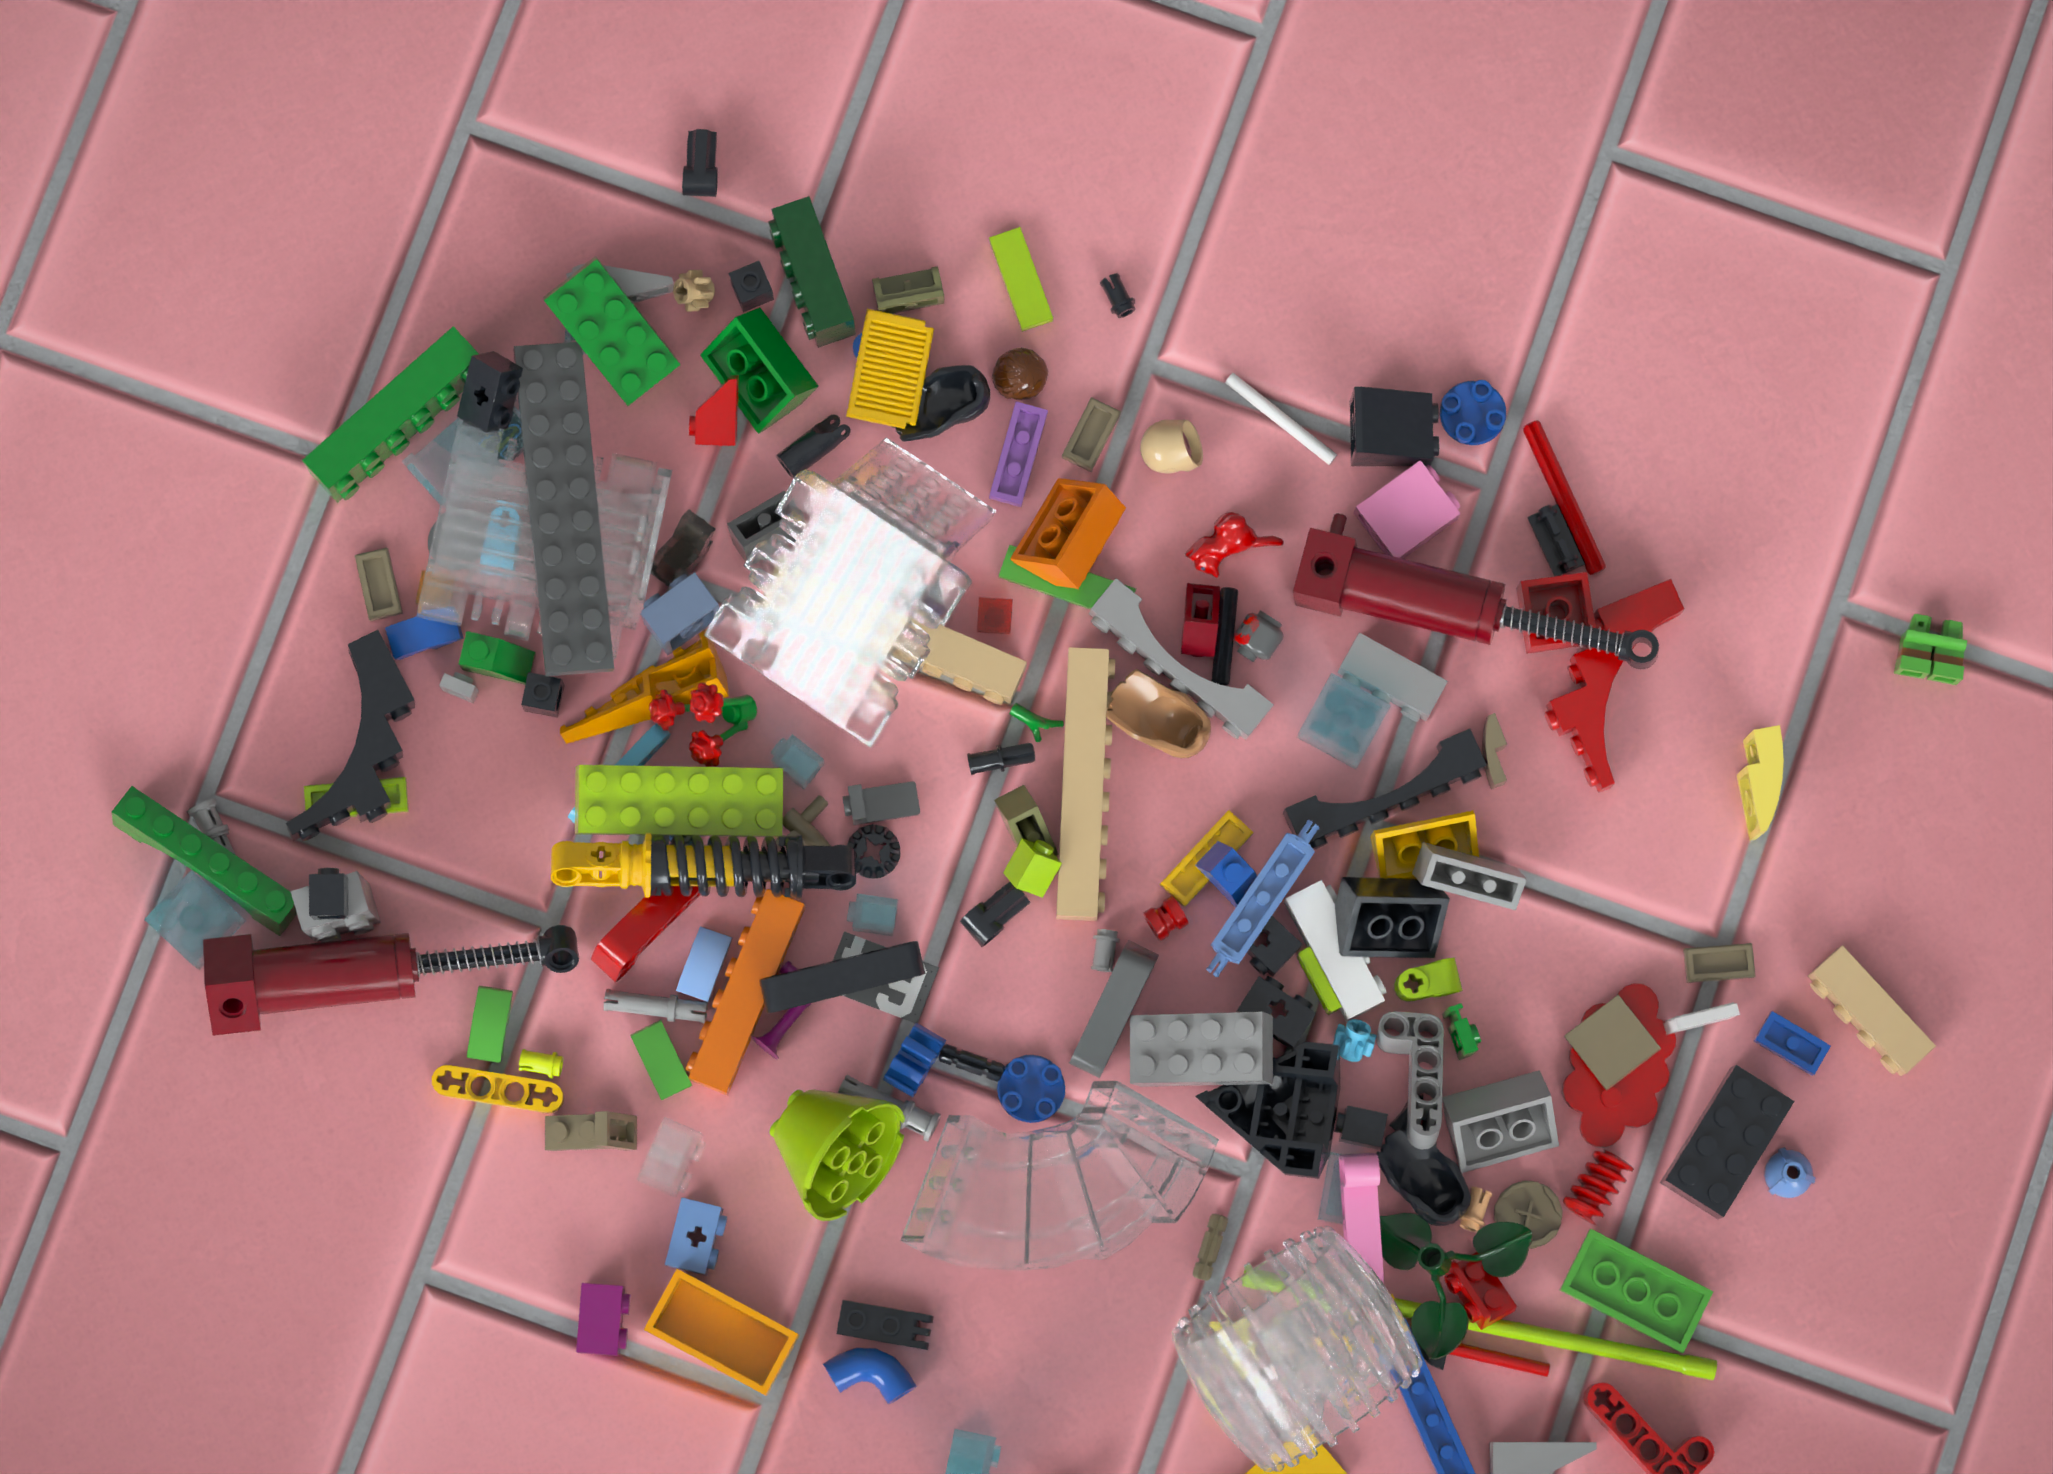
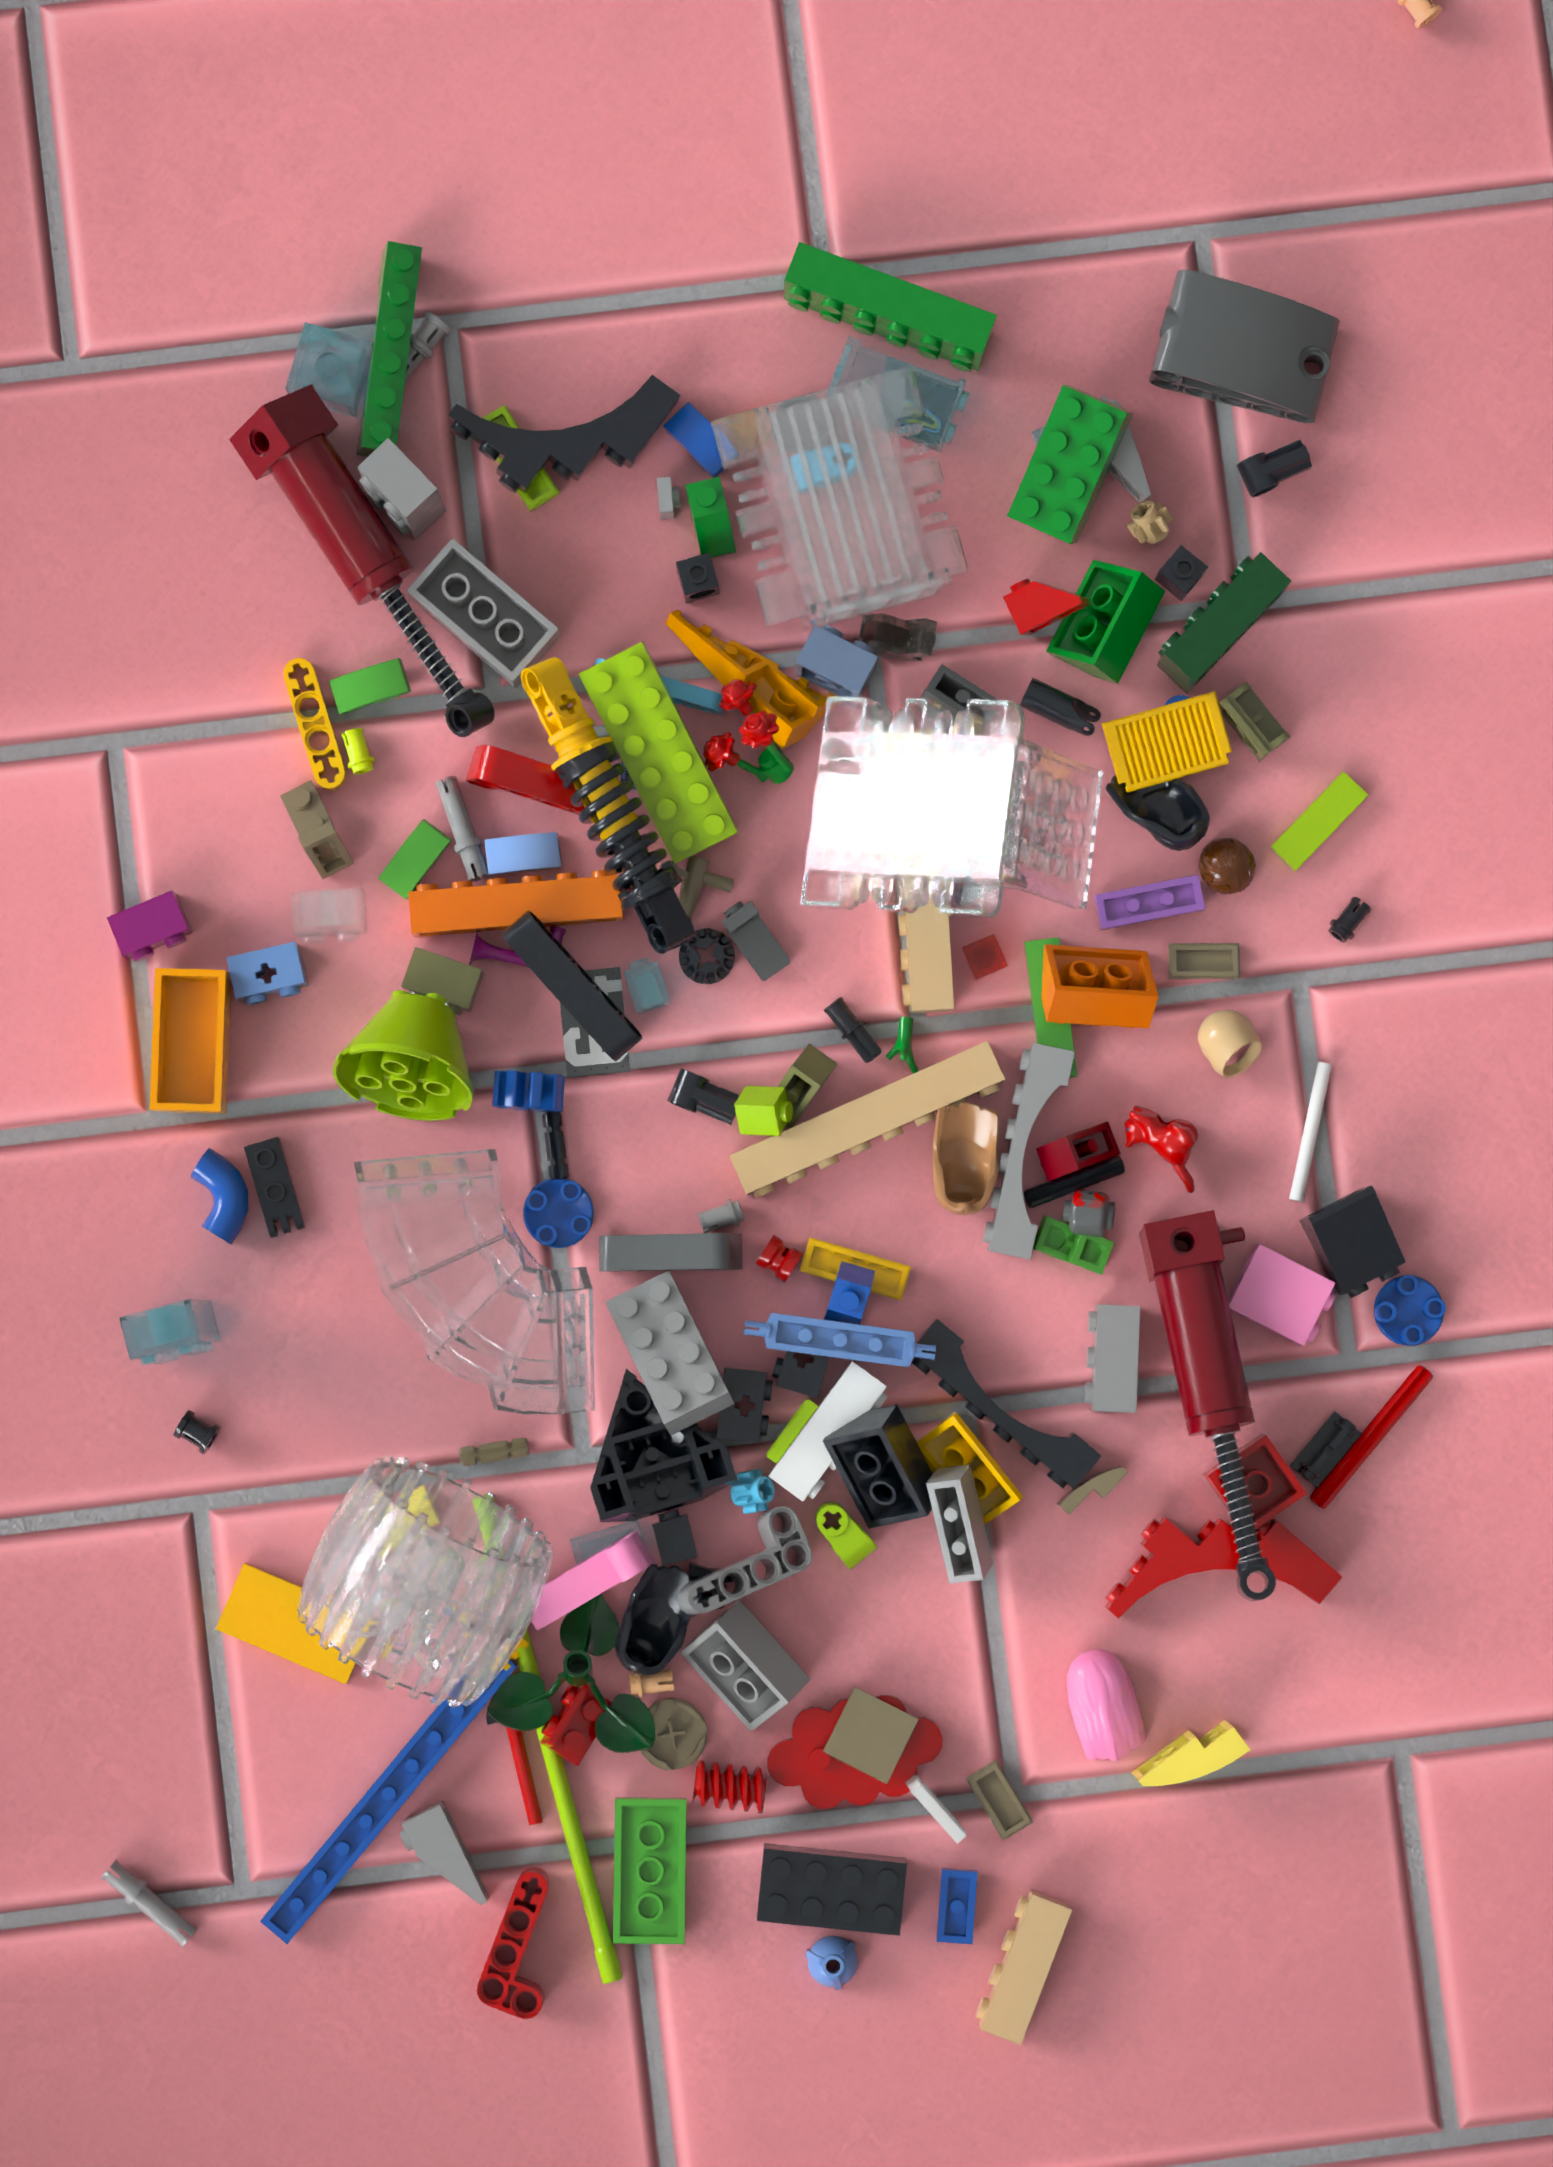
camera: 65 degrees right, 5 degrees up
(328, 894) = (399, 472): black brick -> none
(378, 584) = (726, 375): dark tan tile -> none
(478, 892) = (483, 612): none -> light grey brick
(490, 391) = (953, 381): black brick -> none
(563, 510) = (876, 505): dark grey plate -> none
(585, 138) = (1243, 347): none -> dark grey panel
(772, 1089) = (443, 976): none -> olive brick
(797, 760) = (754, 842): clear light blue brick -> none
(915, 1117) = (477, 1116): light grey pin -> none
(1286, 660) = (1083, 1251): none -> bright green slope
(1343, 721) = (1048, 1333): clear light blue brick -> none
(1463, 1036) = (807, 1593): green plate -> none
(1682, 834) = (1104, 1706): none -> bright pink hair
(1932, 654) = (1396, 1860): bright green hips -> none

